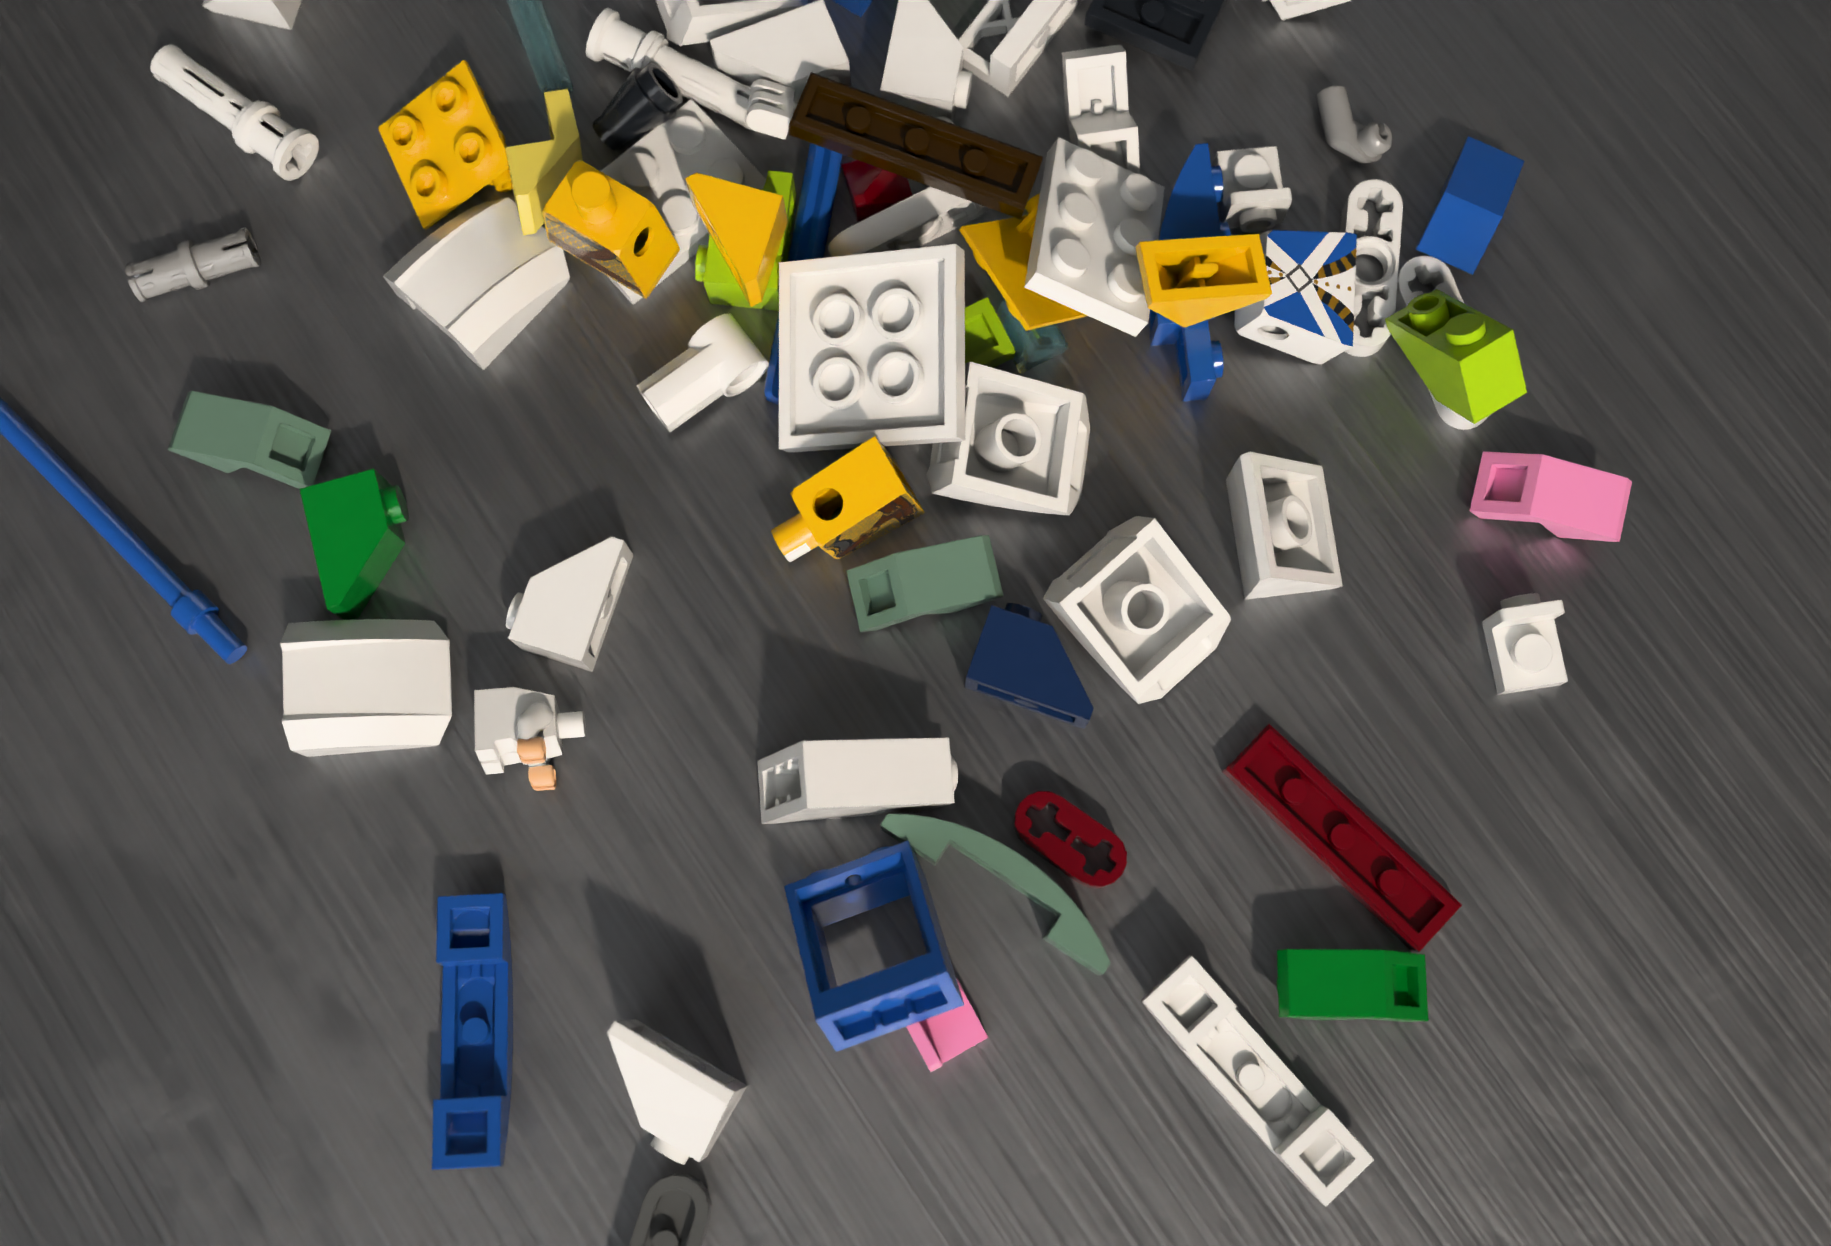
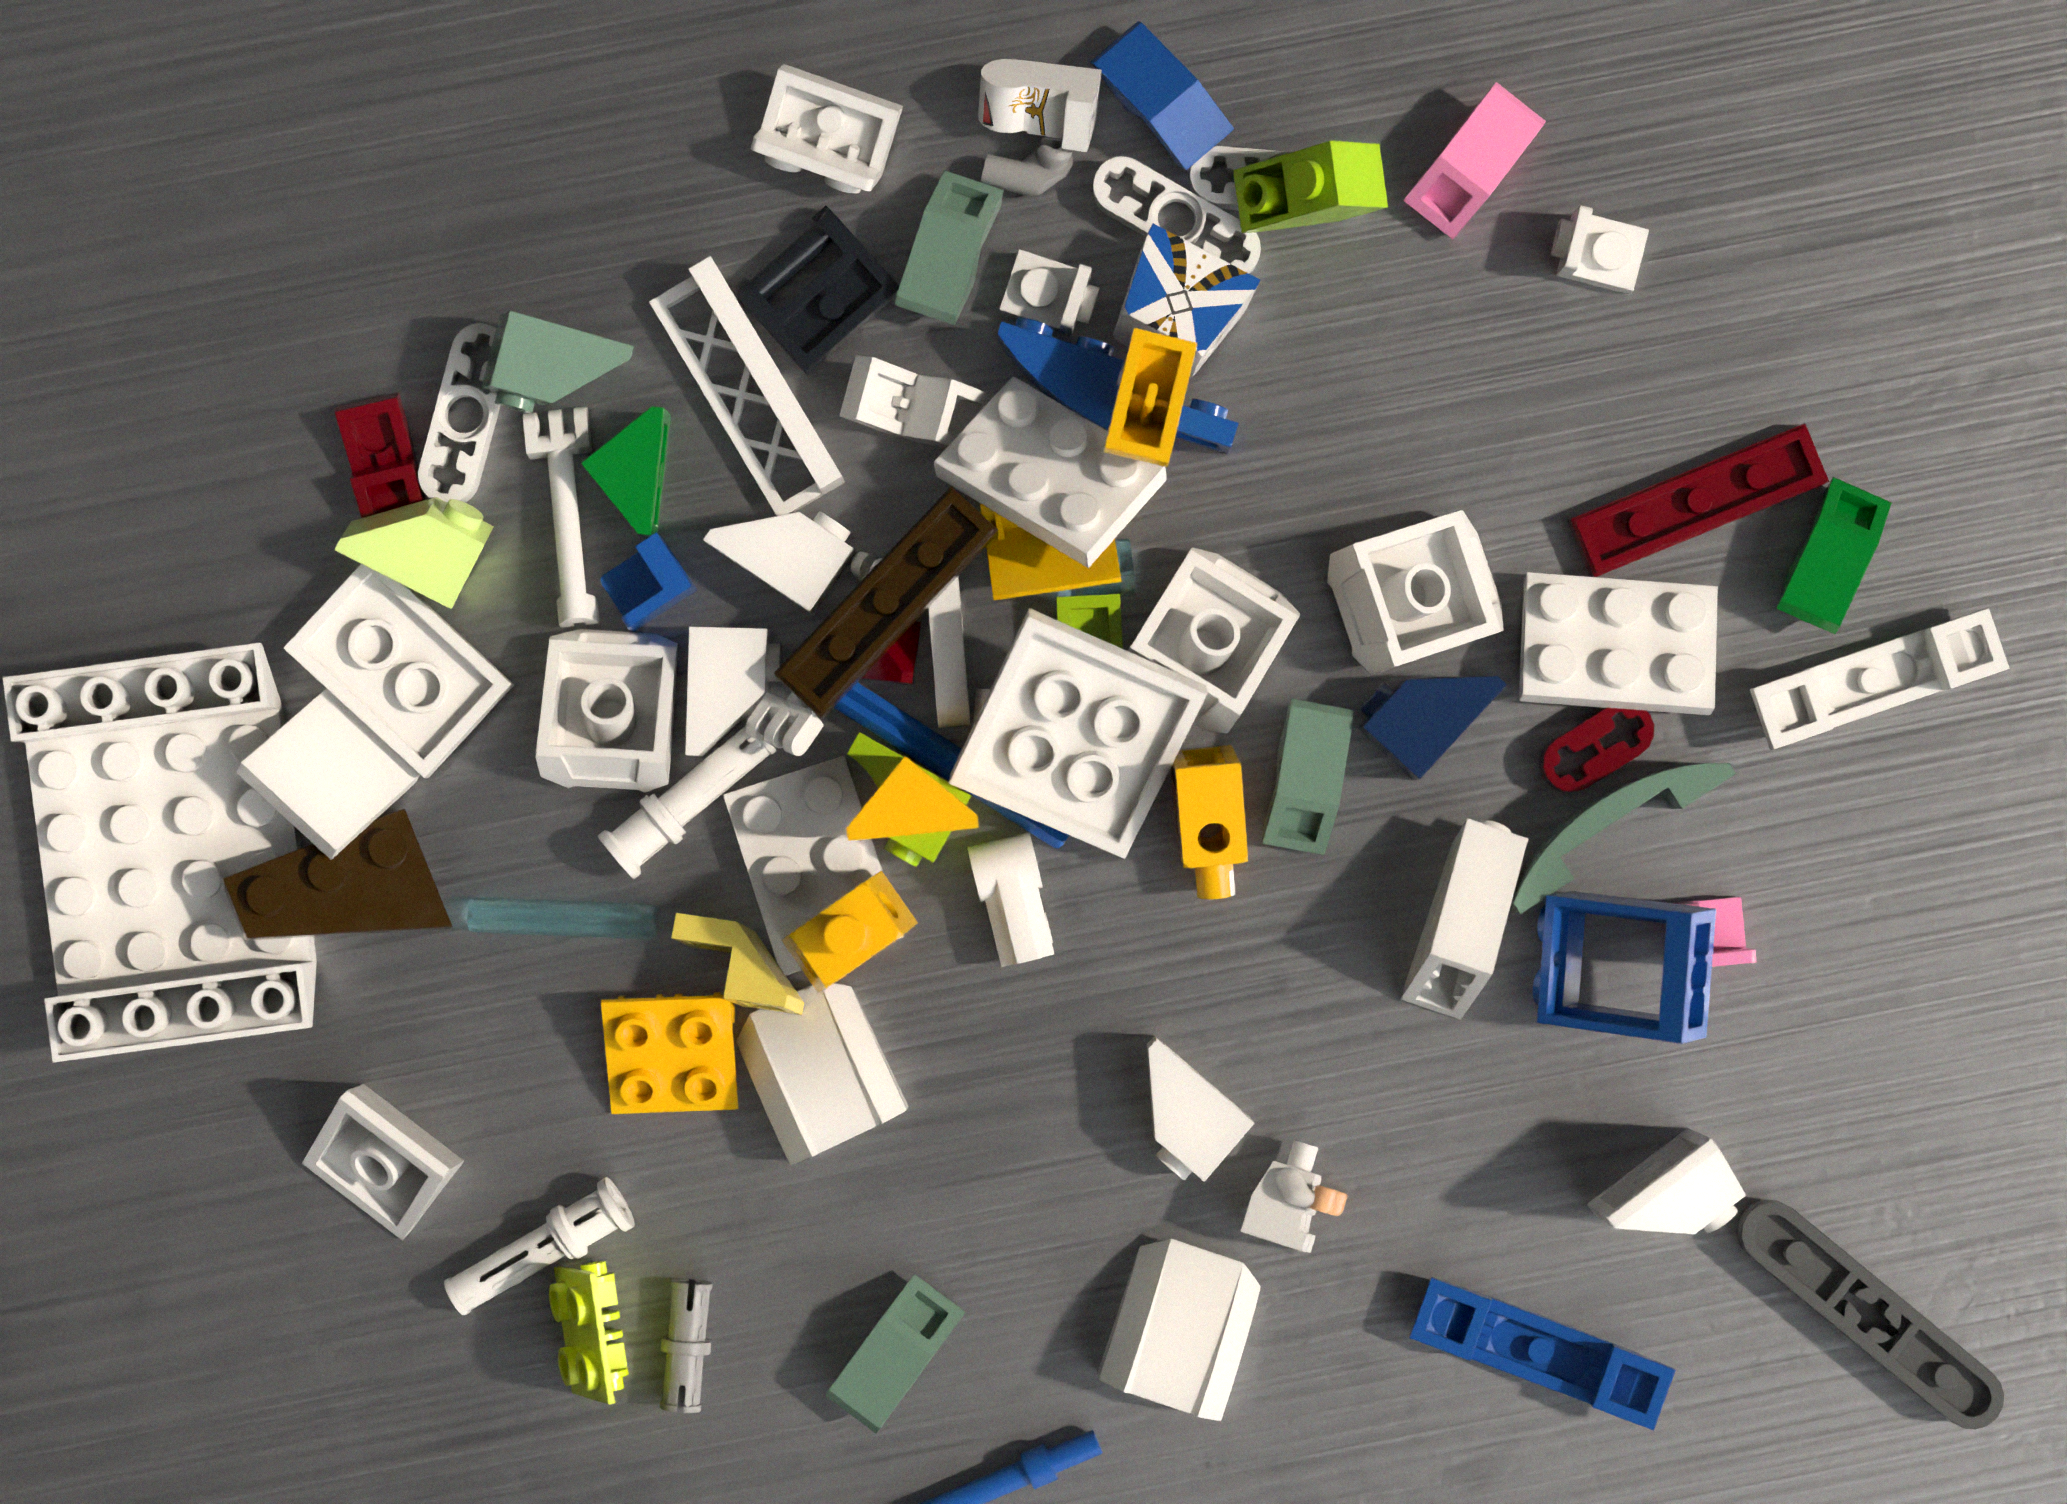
camera: 75 degrees left, 10 degrees up
(182, 148) = (586, 1360): none -> neon yellow hinge
(354, 536) = (1034, 1289): green slope -> none
(639, 105) = (715, 849): black cone -> none
(1174, 817) = (1618, 643): none -> white plate
(1240, 81) = (948, 247): none -> sand green slope
(1282, 526) = (1397, 420): white slope -> none
(1415, 107) = (1040, 100): none -> white leg

